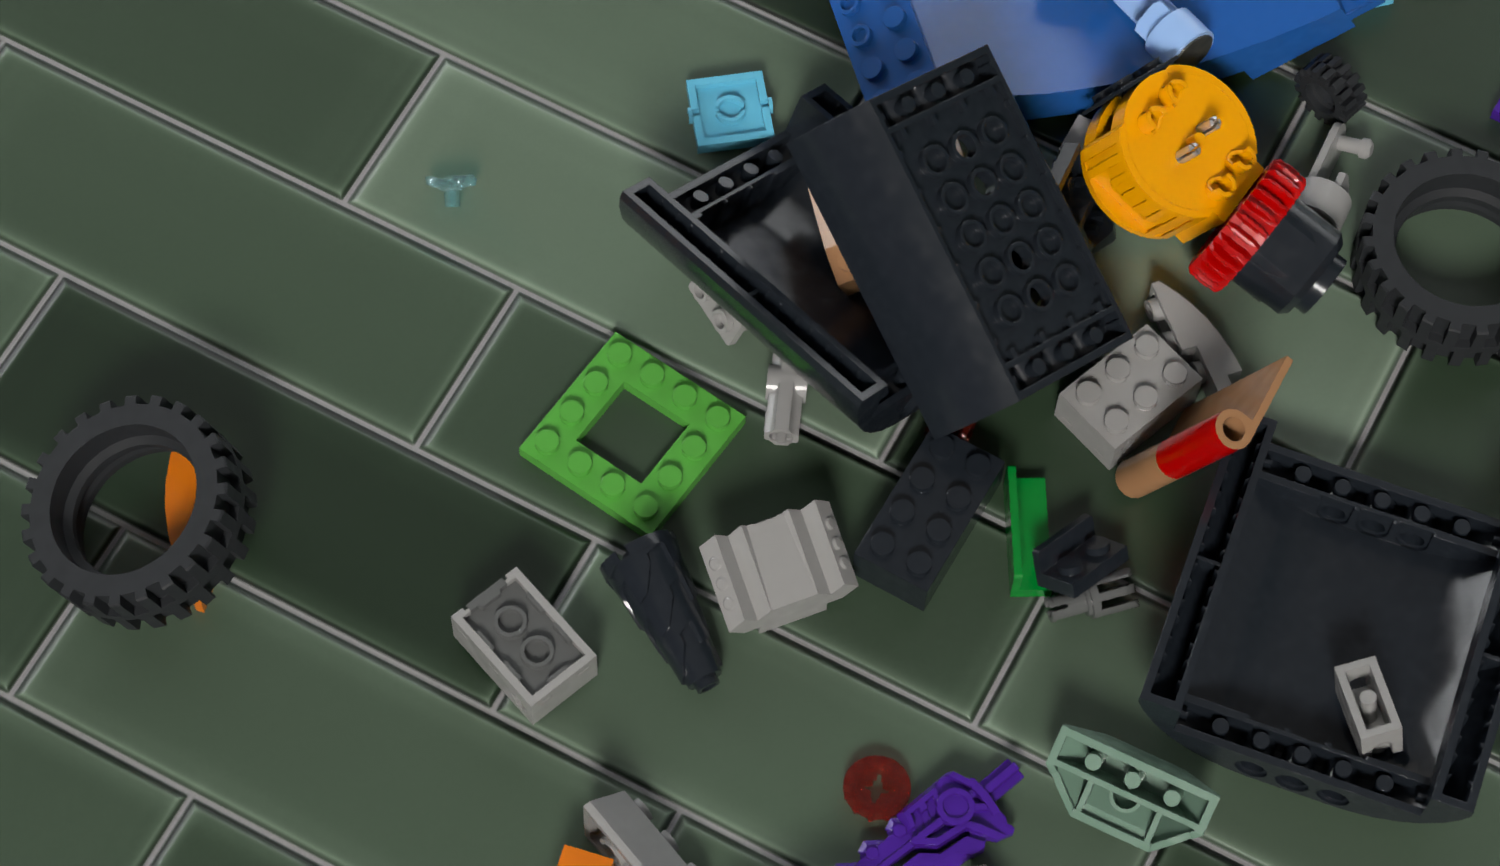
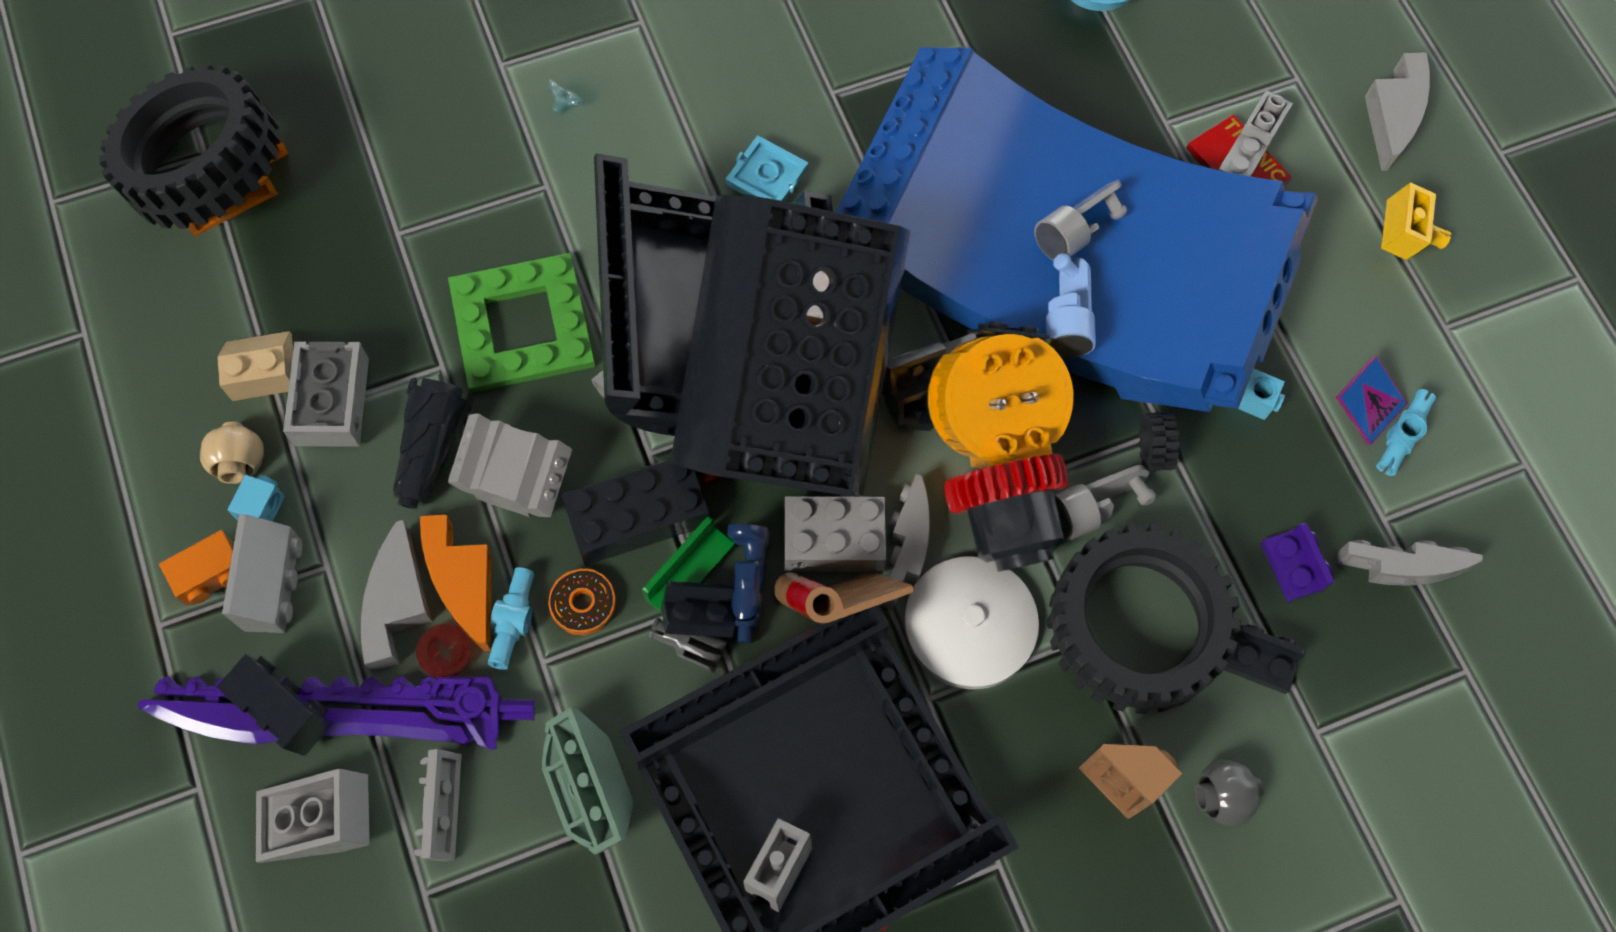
camera: 40 degrees right, 5 degrees up
(417, 676) = (256, 366): none -> tan slope
(482, 774) = (228, 450): none -> tan plant
(557, 800) = (257, 498): none -> medium azure brick
(783, 779) = (392, 598): none -> light grey slope
(828, 712) = (460, 577): none -> orange slope
(911, 707) = (511, 618): none -> medium azure pin
(963, 620) = (577, 583): none -> tile
(1093, 493) = (749, 578): none -> dark blue piece
(1336, 385) = (971, 623): none -> white dish

